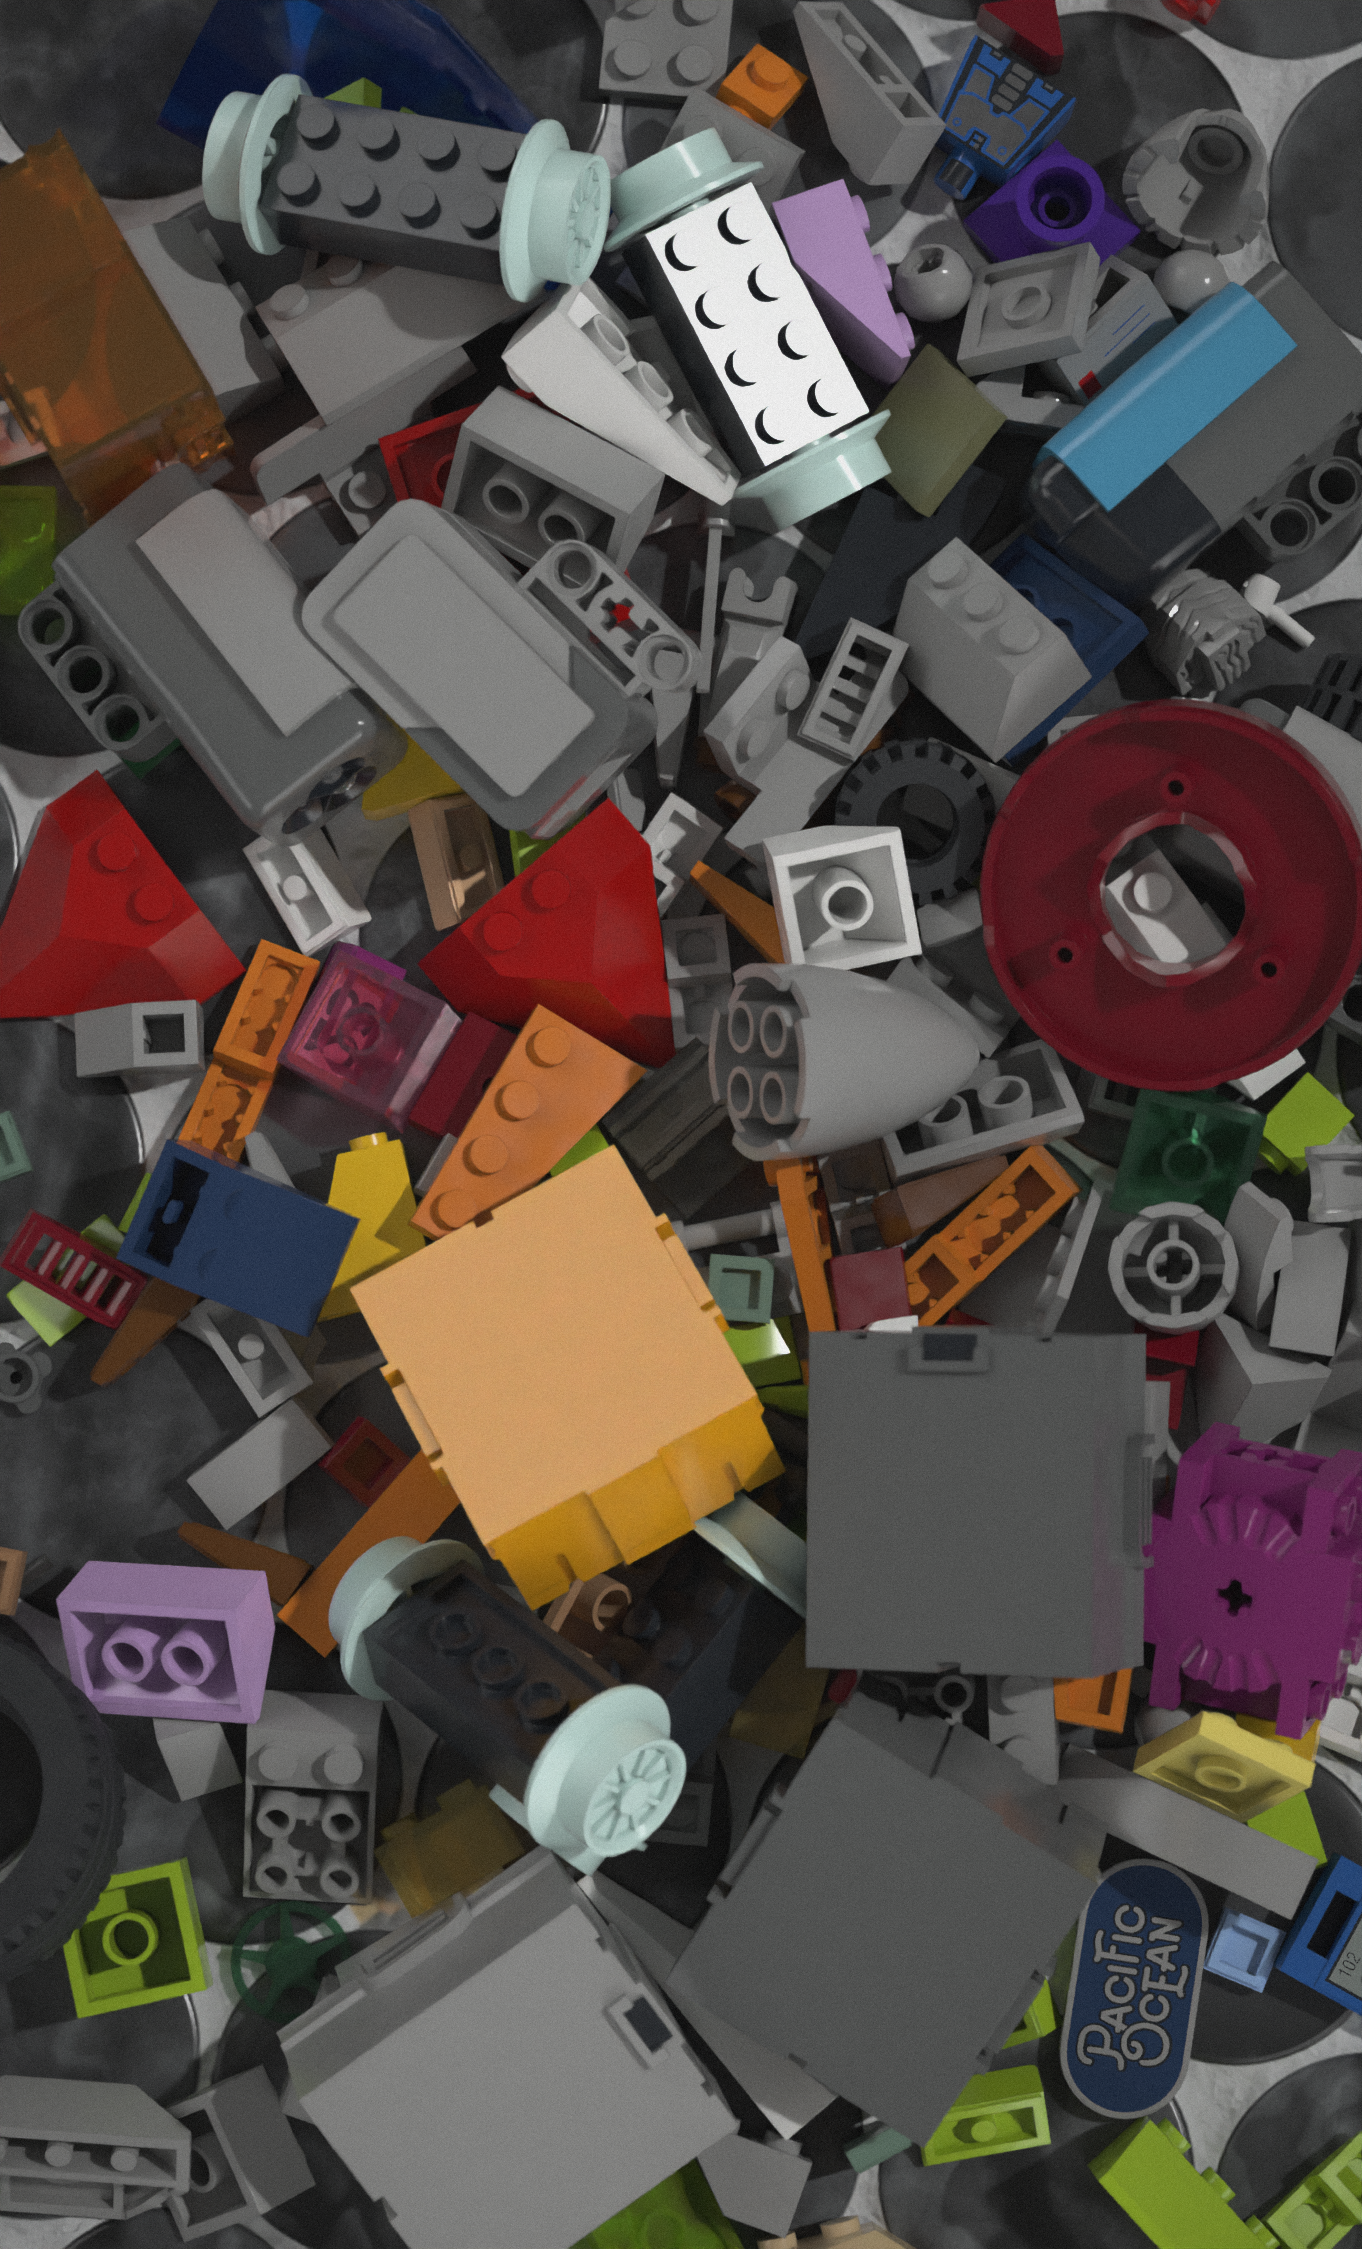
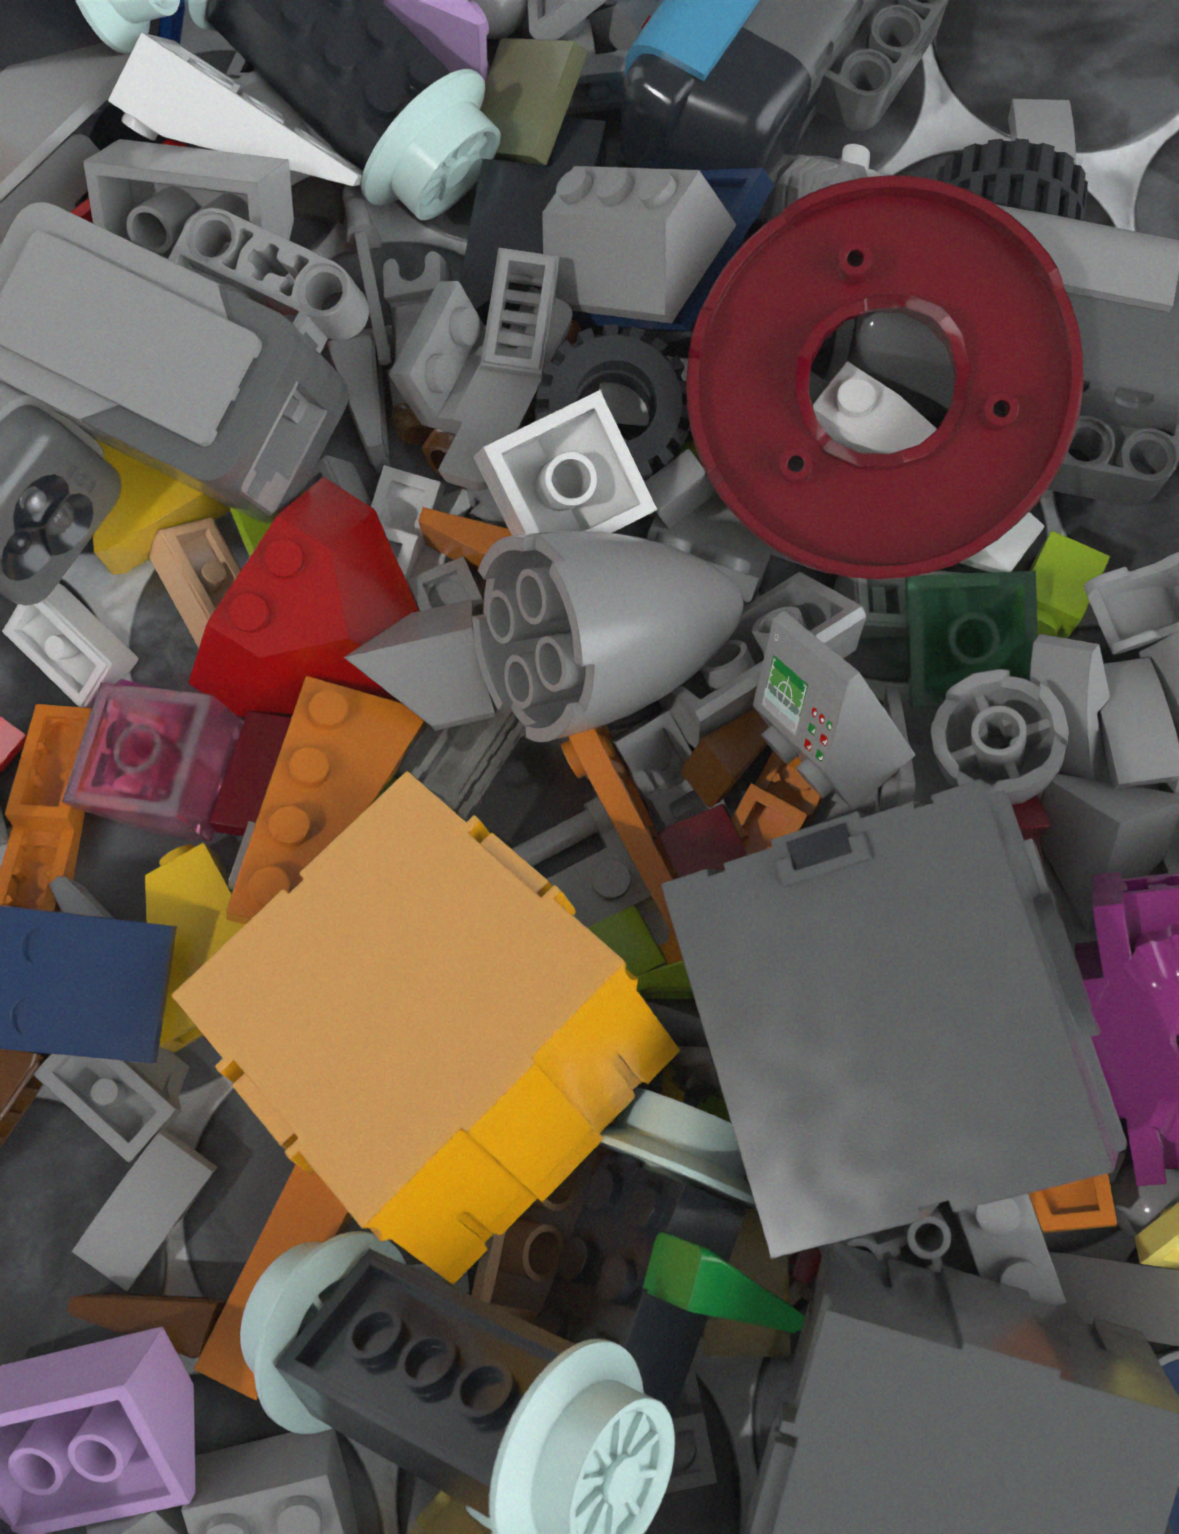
camera: 10 degrees left, 10 degrees down
(364, 1462) = (250, 1177): dark red plate -> none
(663, 1027) = (430, 665): none -> light grey slope
(742, 1287) = (585, 884): sand green tile -> none
(746, 1672) = (711, 1286): none -> green slope
(1009, 1212) = (825, 716): none -> light grey slope

